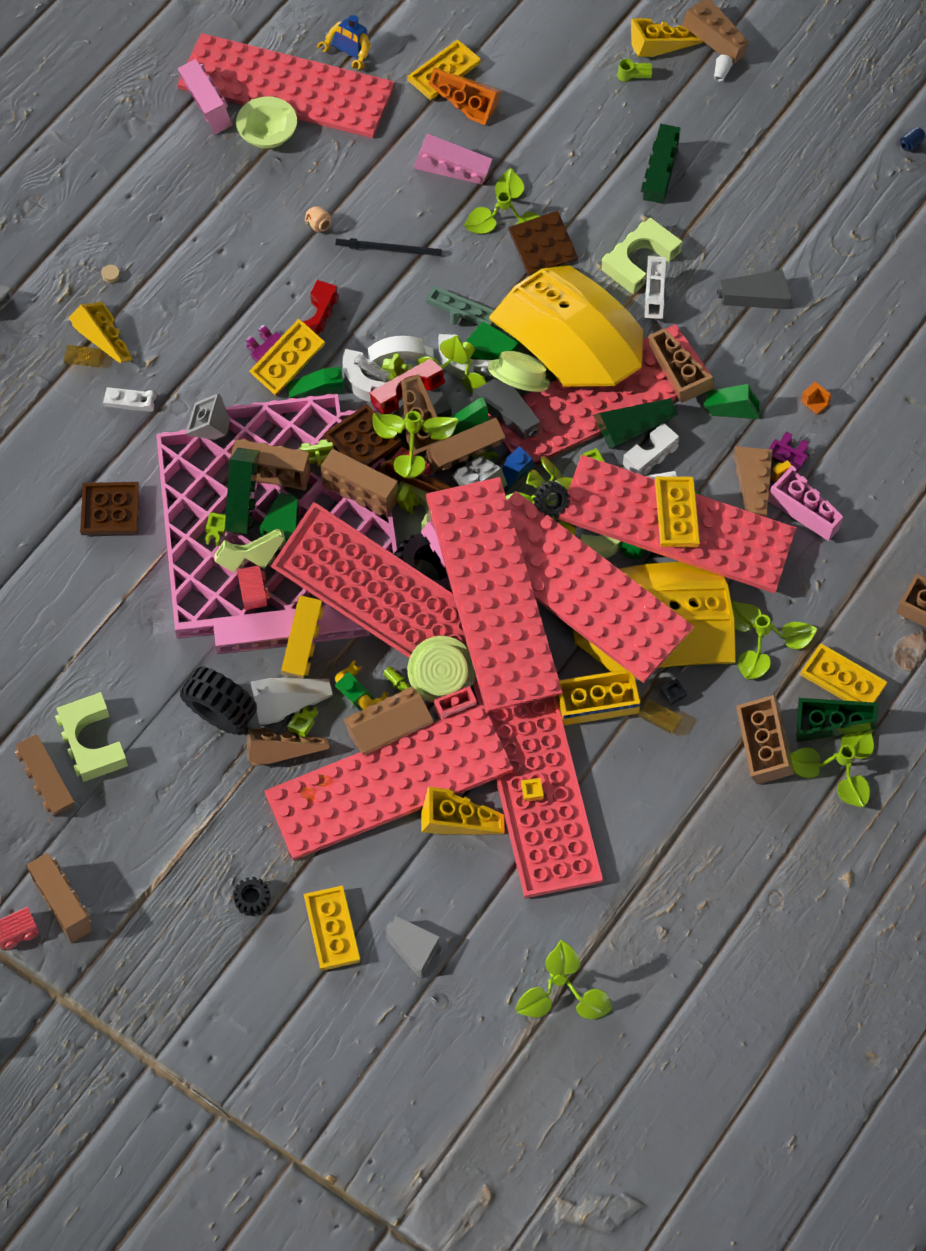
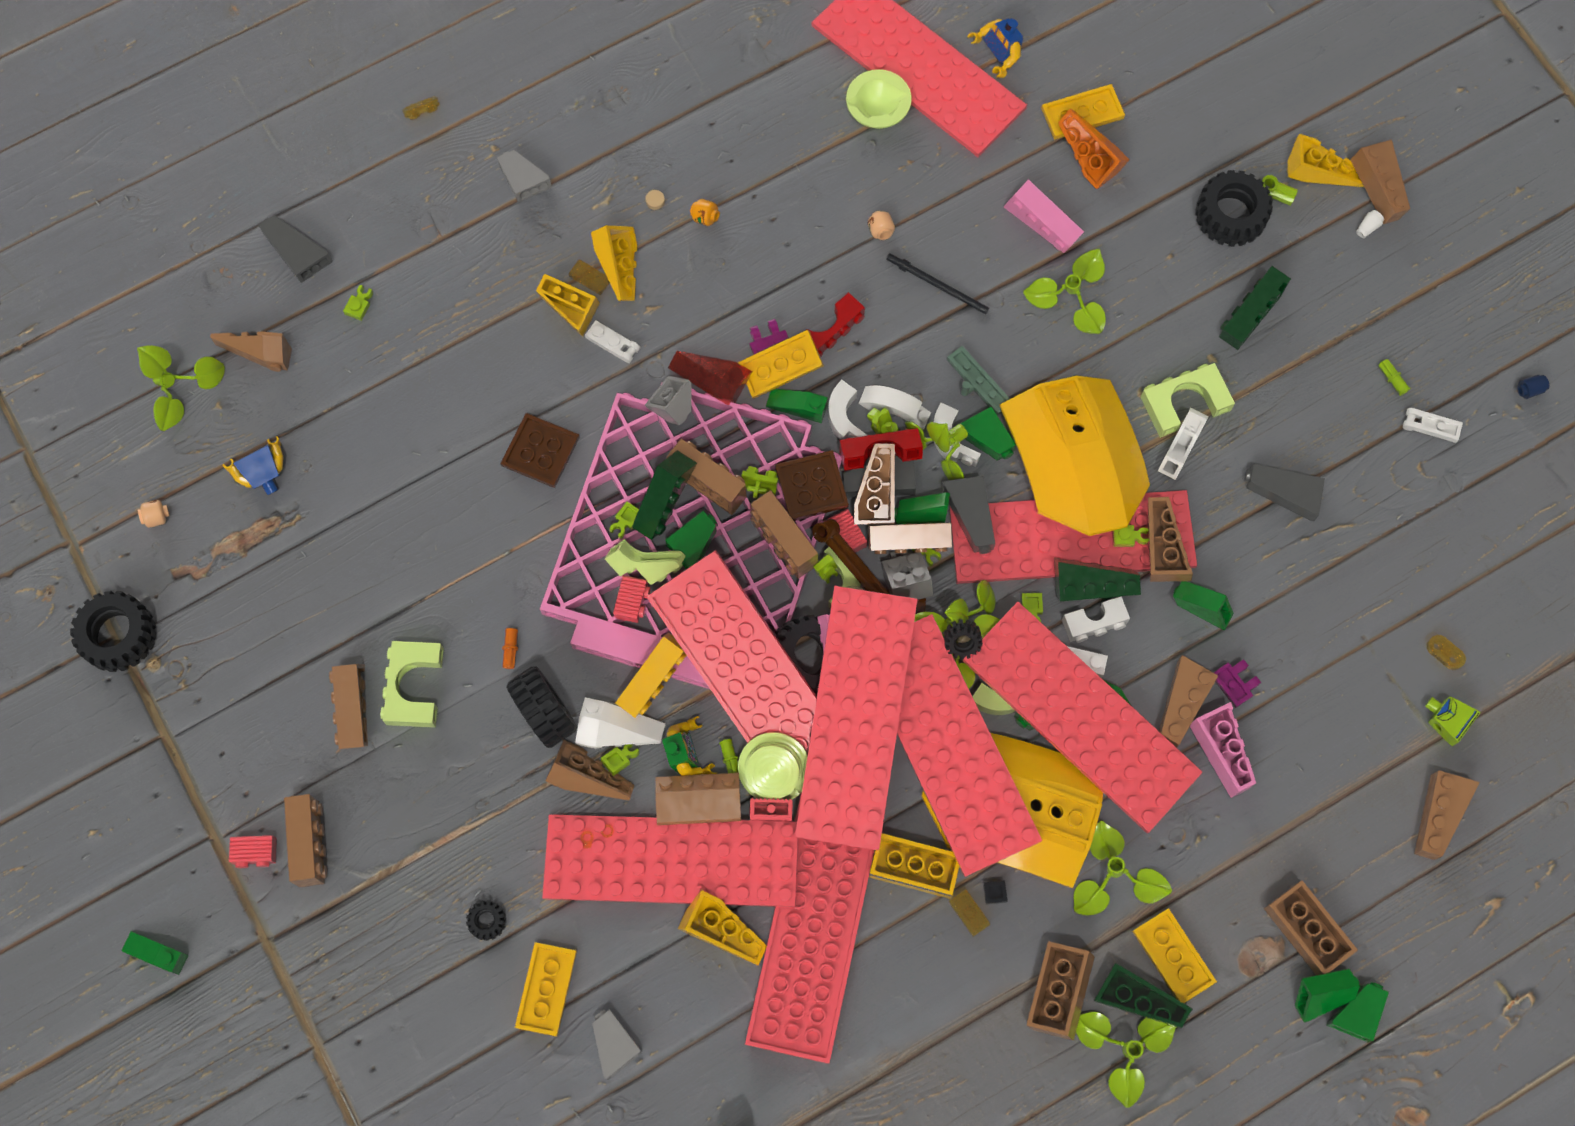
camera: 25 degrees right, 10 degrees up
(76, 380) = (569, 302): none -> yellow wedge
(160, 266) = (704, 212): none -> light orange head
(163, 674) = (510, 648): none -> orange axle
(206, 95) = (830, 47): bright pink wedge -> none
(235, 388) = (715, 376): none -> clear red wedge
(372, 368) = (857, 412): clear pin -> none
(389, 425) = (843, 483): lime plant -> none
(516, 466) = (950, 580): blue arch -> none
(520, 371) = (1000, 480): yellowish green piece -> none
(532, 789) = (803, 937): yellow plate -> none
(543, 243) = (1093, 345): reddish brown plate -> none
(606, 78) = (1239, 187): none -> black tyre
(646, 376) = (1127, 536): none -> lime plate
(677, 511) = (1085, 707): yellow plate -> none
(779, 469) = (1217, 699): yellow plate -> none
(799, 174) = (1394, 377): none -> lime axle
(816, 398) = (1292, 634): orange panel -> none
(847, 198) = (1432, 425): none -> white plate

